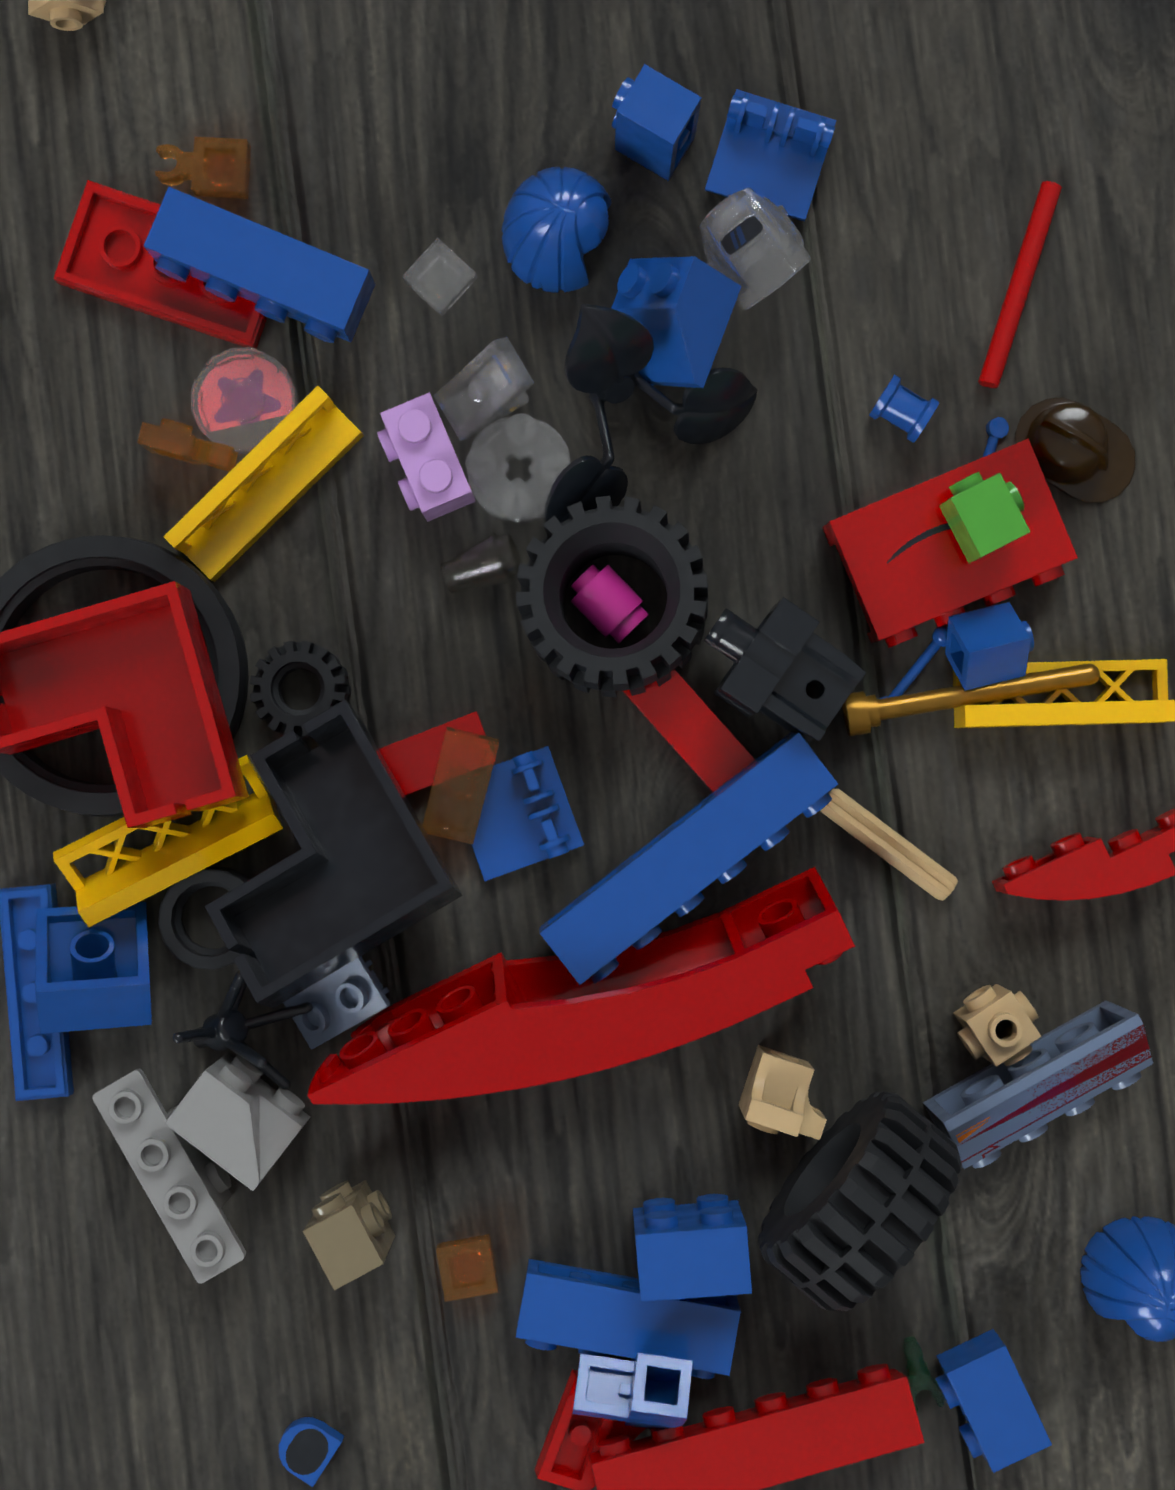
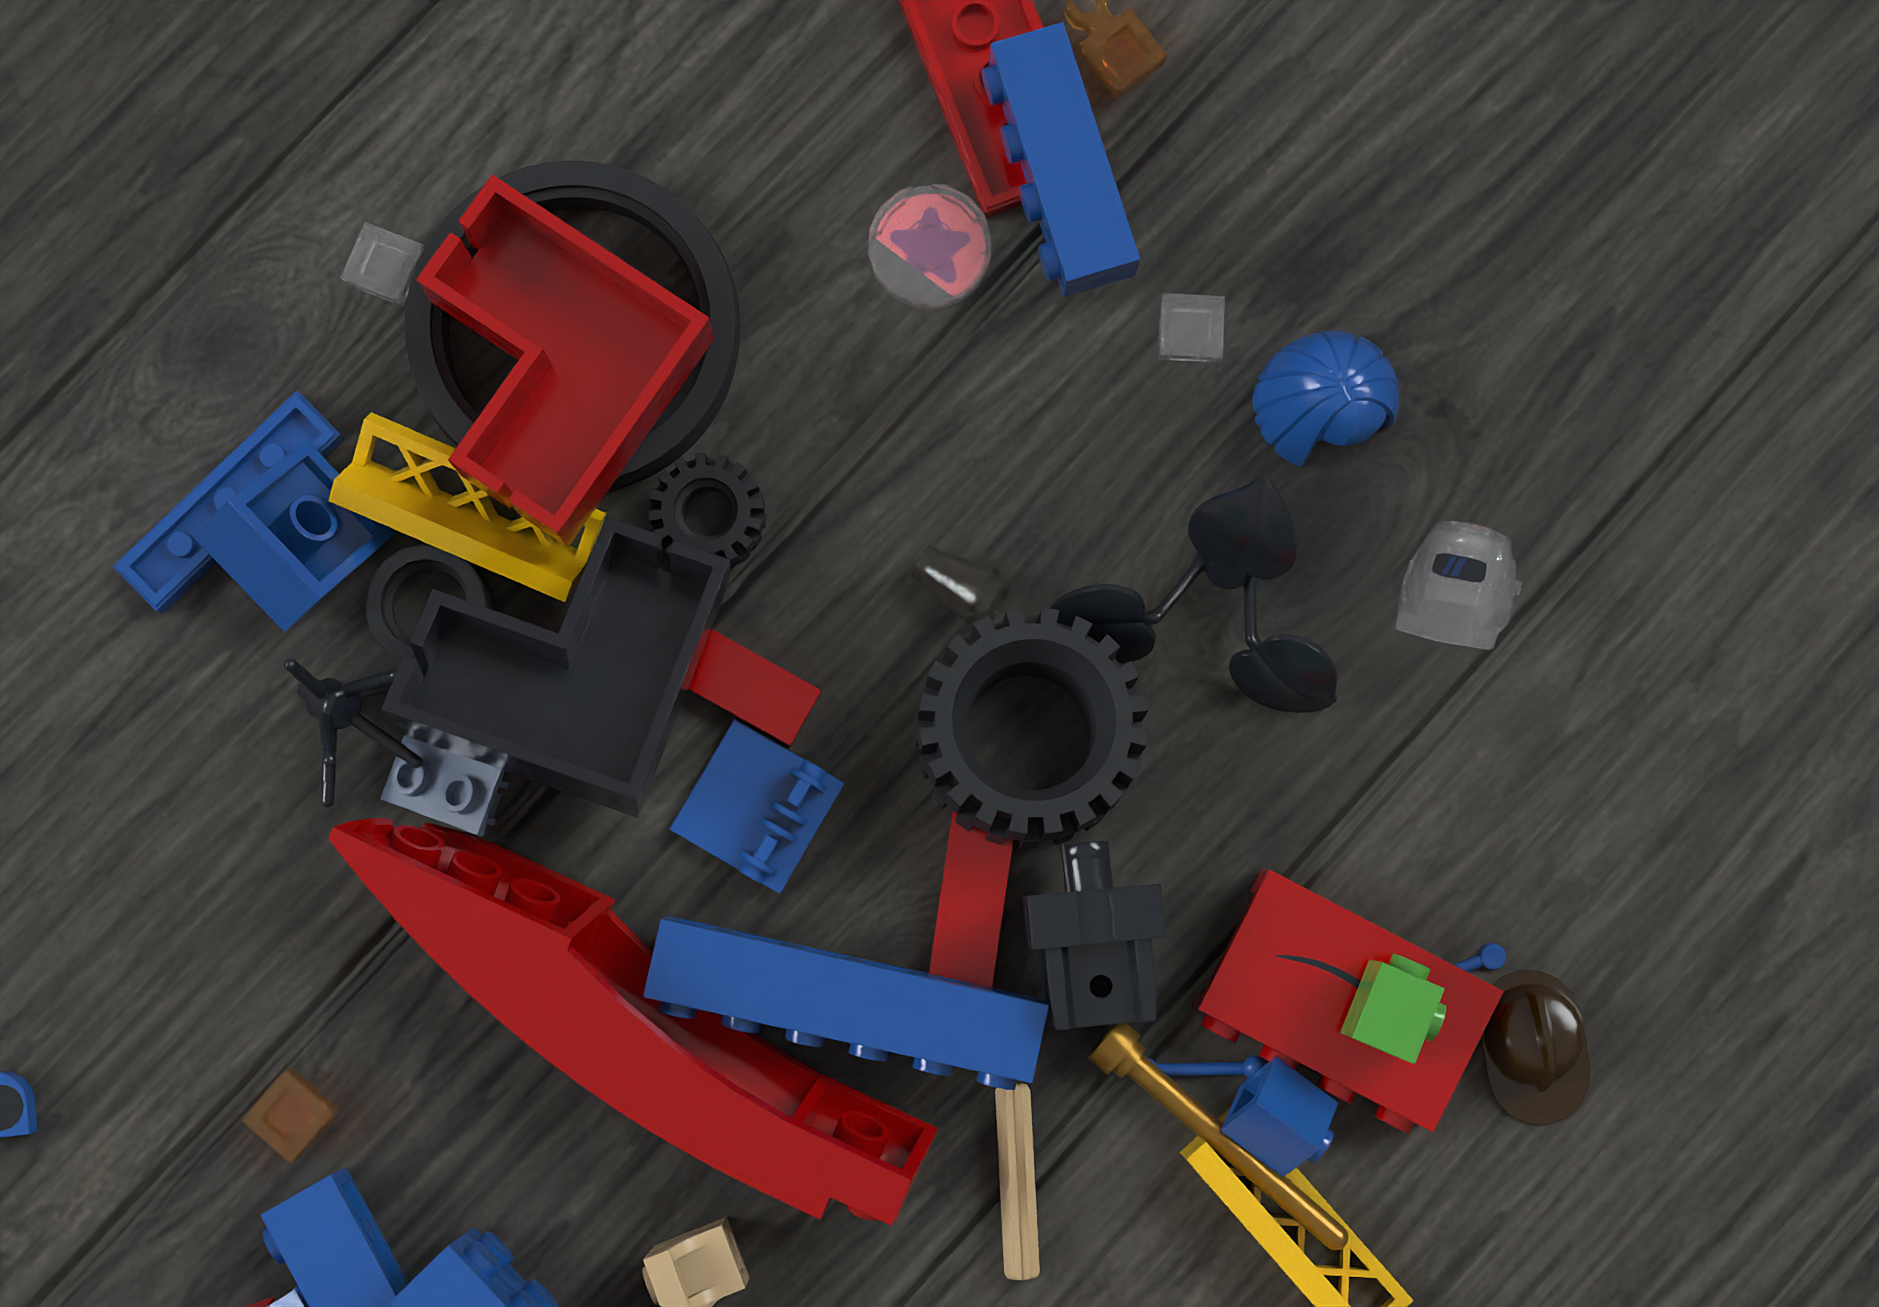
camera: 45 degrees right, 5 degrees down
(175, 1175) = (161, 767): light grey bracket -> none
(177, 442) = (841, 215): clear orange plate -> none
(239, 1119) = (260, 784): light grey slope -> none
(264, 484) = (867, 326): yellow fence -> none
(350, 1232) = (236, 975): dark tan brick -> none
(427, 456) = (1016, 452): lavender brick -> none
(460, 785) = (739, 731): clear orange plate -> none
(485, 389) = (1122, 453): clear slope -> none
(487, 466) = (1055, 514): clear plate -> none
(608, 602) = (1023, 728): dark pink brick -> none
(655, 121) = (1496, 404): blue brick -> none
(683, 309) = (1343, 572): blue slope -> none
(771, 151) = (1562, 533): blue hinge -> none
(904, 408) = (1433, 852): blue bush -> none
(1020, 284) = (1641, 864): red bar -> none

